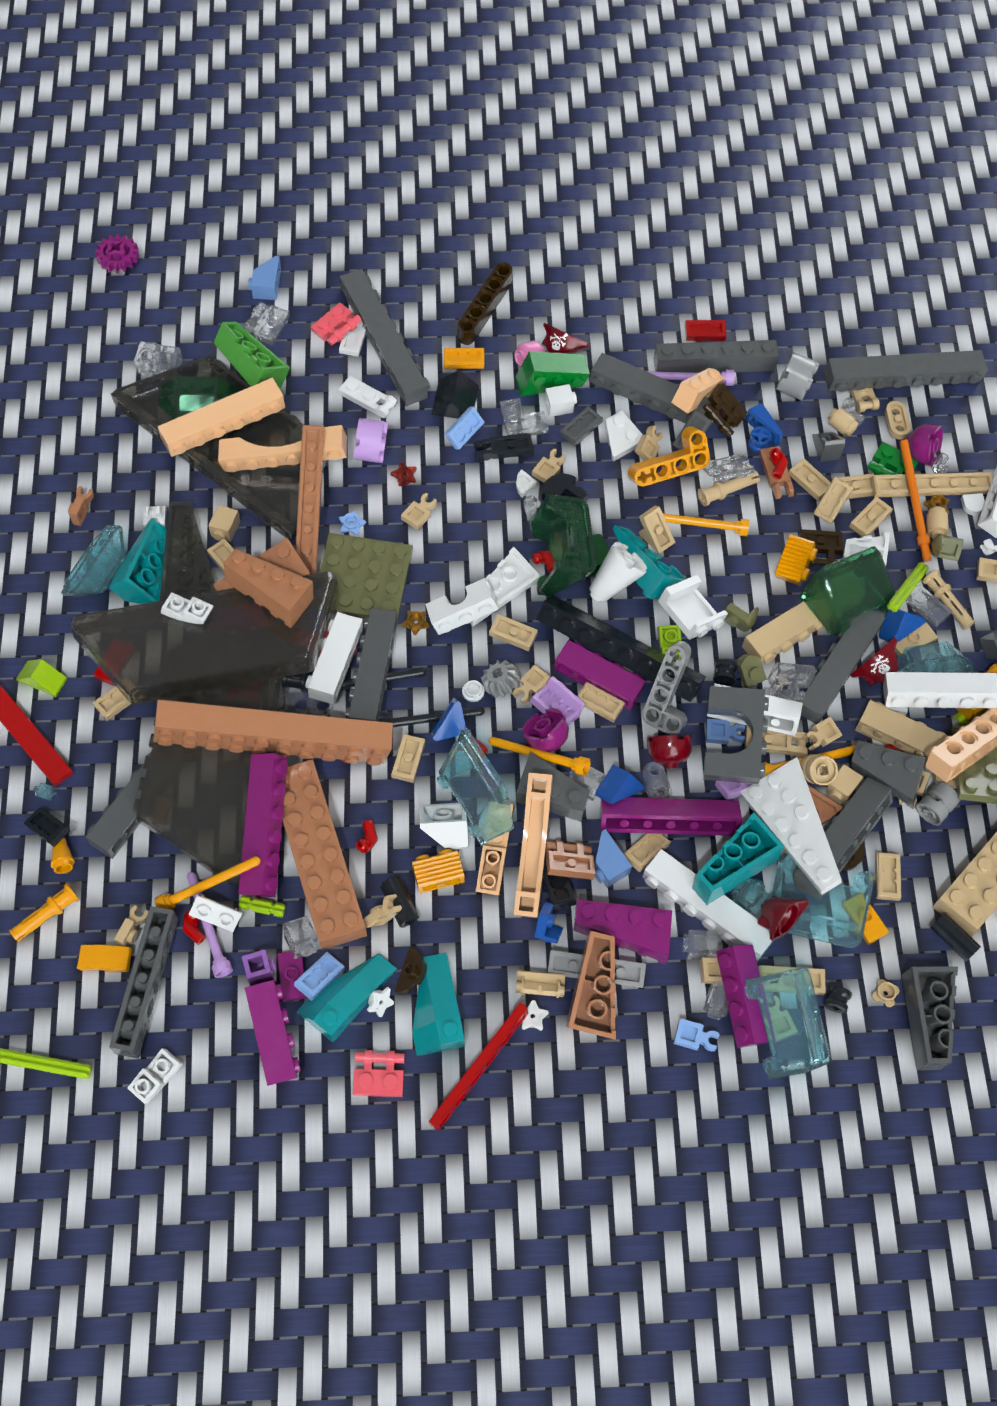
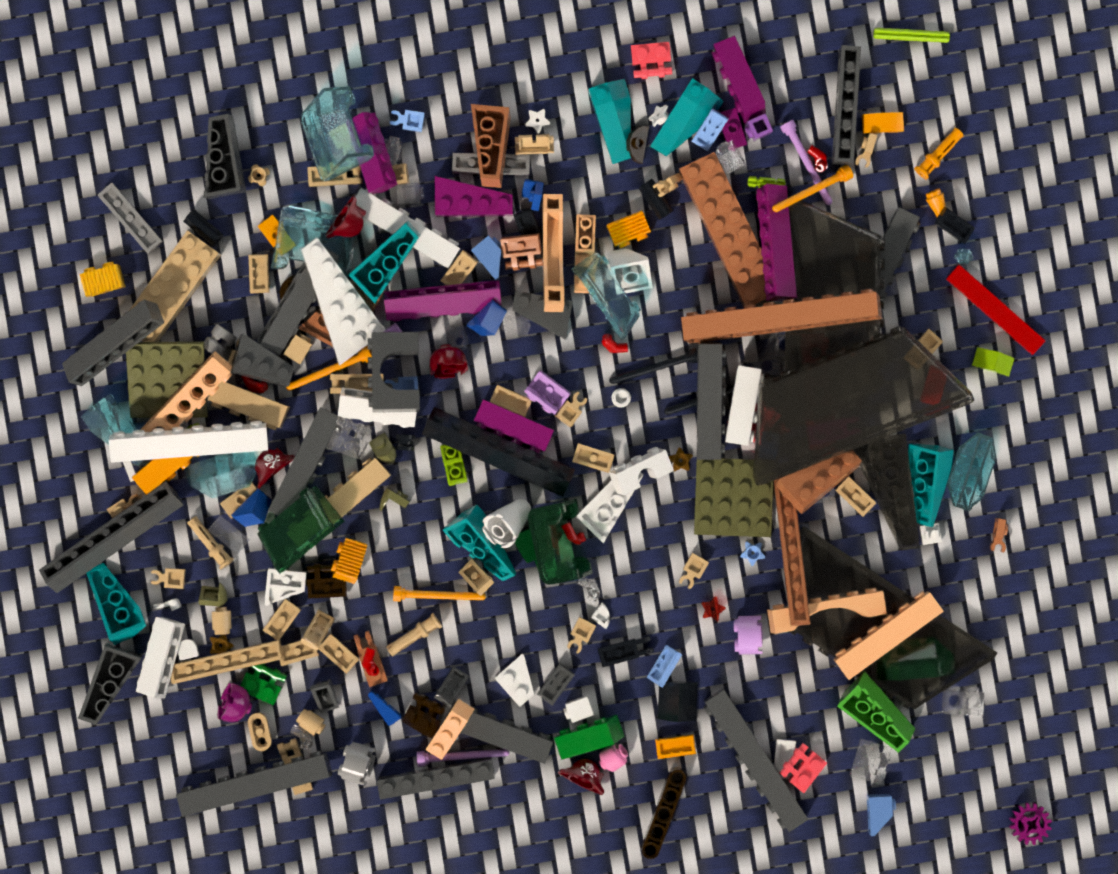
camera: 170 degrees right, 25 degrees up
(155, 1076) = (823, 36): white slope -> none
(186, 610) = (876, 420): white slope -> none
(215, 913) = (793, 169): white hinge -> none
(224, 523) = (866, 531): tan brick -> none
(269, 585) = (808, 451): nougat wedge -> none
(367, 397) = (760, 691): white plate -> none
(369, 839) = (689, 250): red arm -> none
(408, 758) = (667, 326): tan plate -> none
(450, 723) = (637, 360): slope -> none
(478, 1067) = (574, 72): red tile -> none
(500, 678) = (605, 405): light grey gear -> none
(518, 423) = (613, 677): clear plate -> none
(546, 731) = (554, 362): magenta cylinder -> none
(562, 485) = (569, 611): black brick -> none
(579, 765) = (522, 330): light orange piece -> none
(647, 446) = (491, 669): tan plate -> none
(669, 460) = (467, 650): light orange beam -> none
(669, 685) = (459, 395): light grey beam -> none
(690, 608) = (438, 498): white panel -> none
(705, 330) = (447, 813): red tile -> none
(728, 468) = (418, 657): clear plate -> none
(750, 895) = (371, 239): clear light blue head -> none
(762, 435) = (390, 693): blue wheel -> none
(819, 769) = (321, 357): tan wheel -> none
(823, 733) = (316, 395): tan plate -> none
(837, 999) = (297, 163): black wheel -> none
(907, 587) = (248, 545): lime axle -> none
(923, 538) = (234, 603): orange bar -> none
(939, 464) = (220, 686): clear arm -> none

